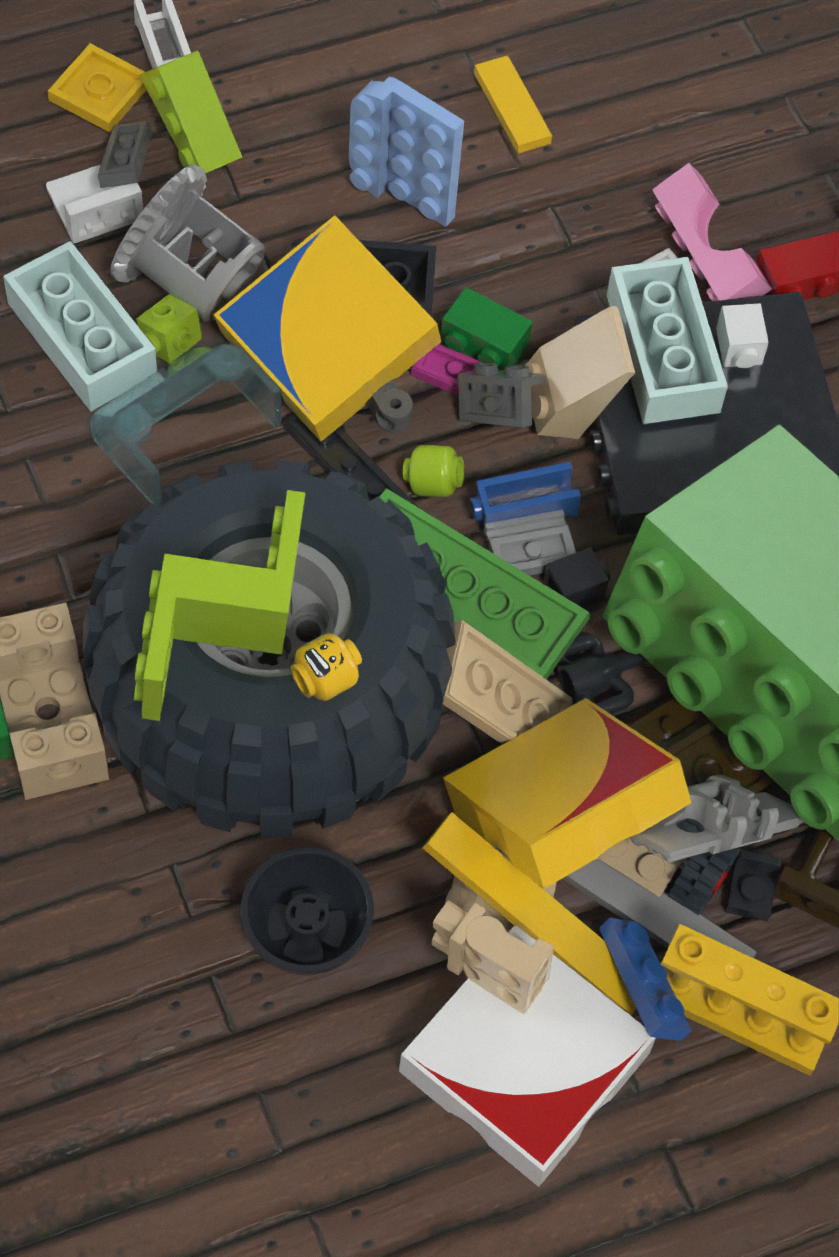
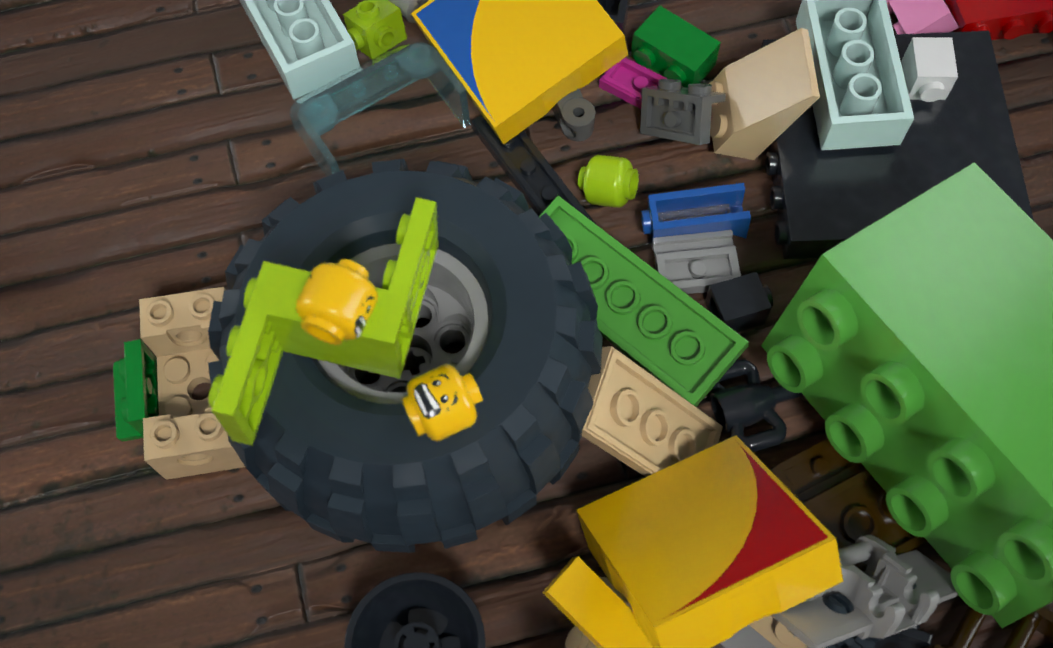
camera: 15 degrees right, 5 degrees up
(238, 580) = (336, 302): none -> yellow head

